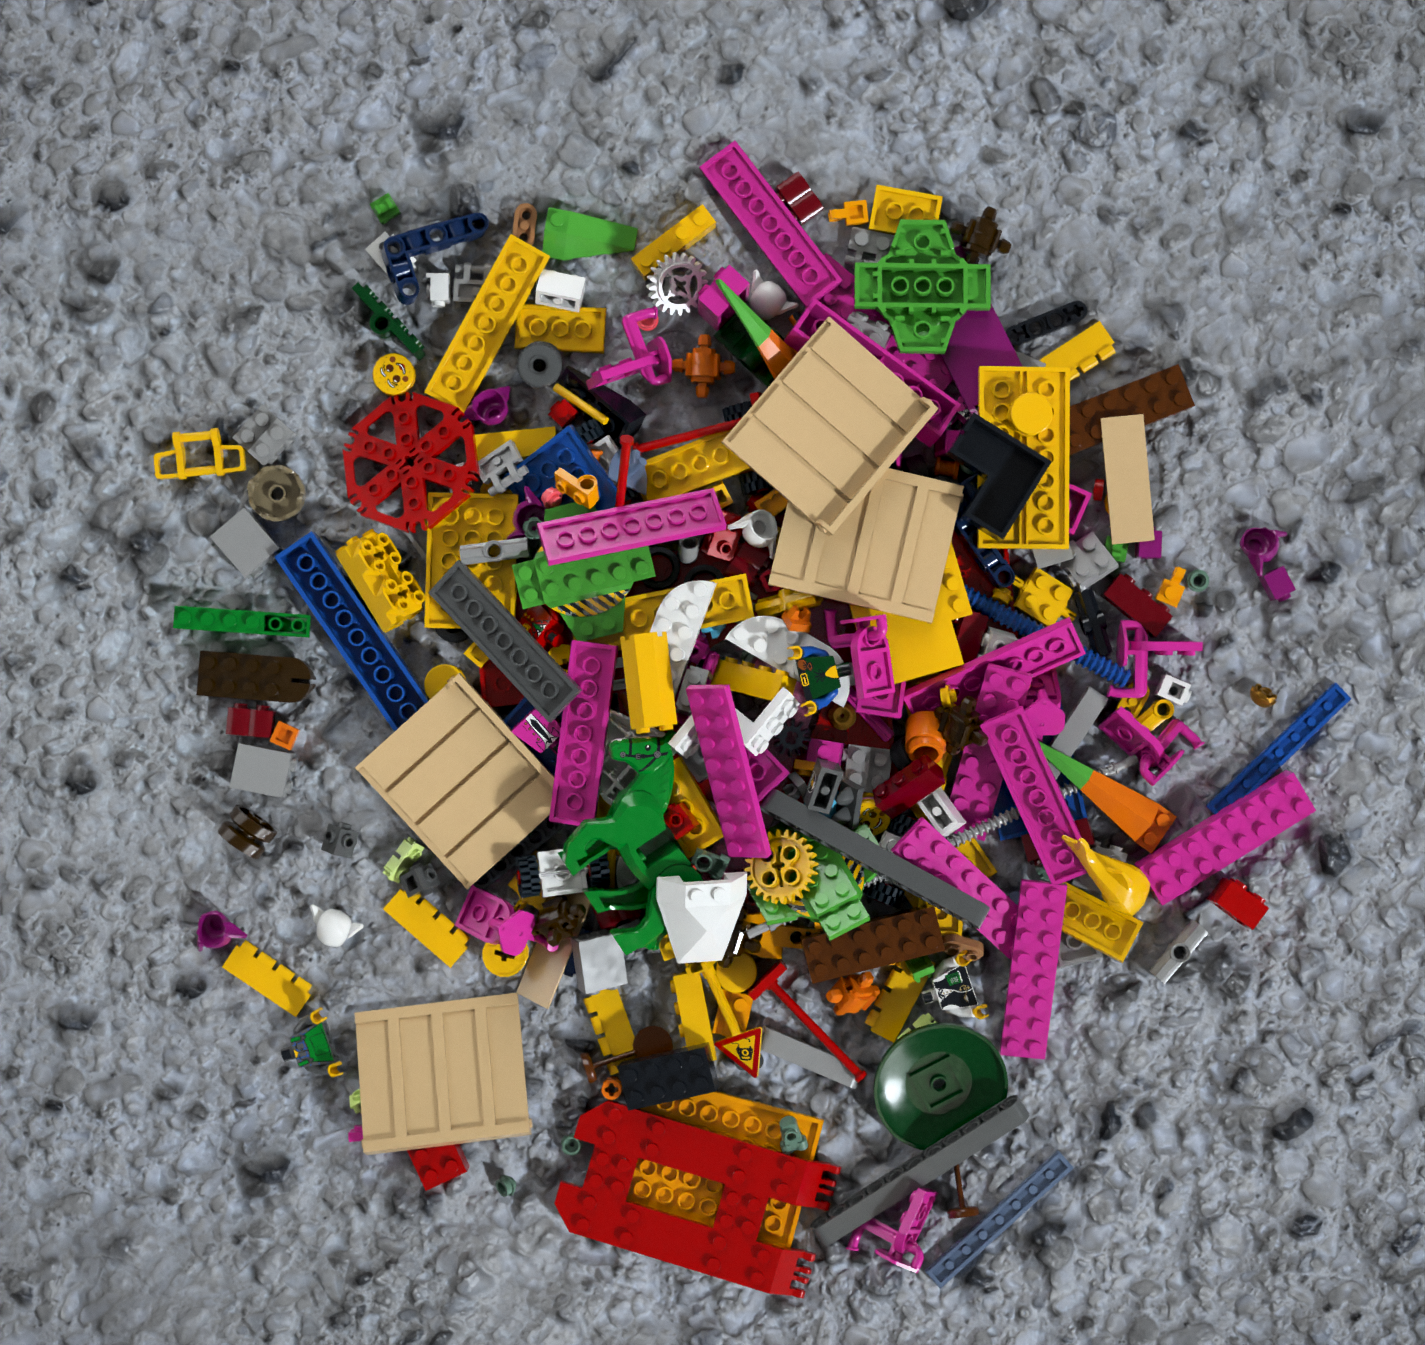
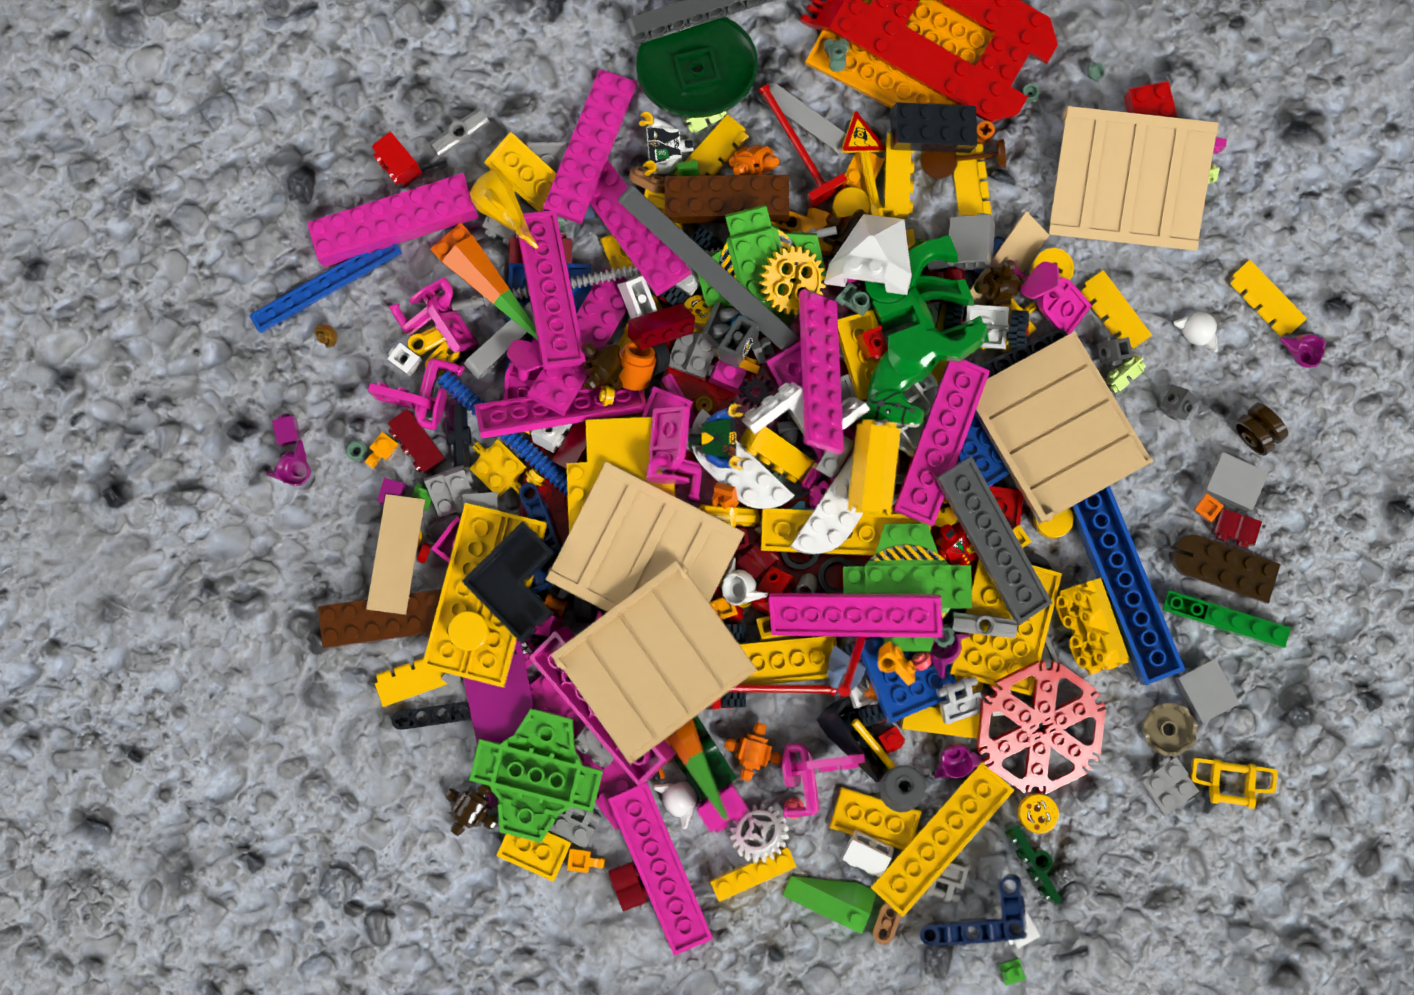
camera: 165 degrees left, 5 degrees down
(313, 1046) = (1240, 228): torso -> none
(439, 289) = (979, 882): white brick -> none
(538, 731) = (982, 451): dark pink torso -> none

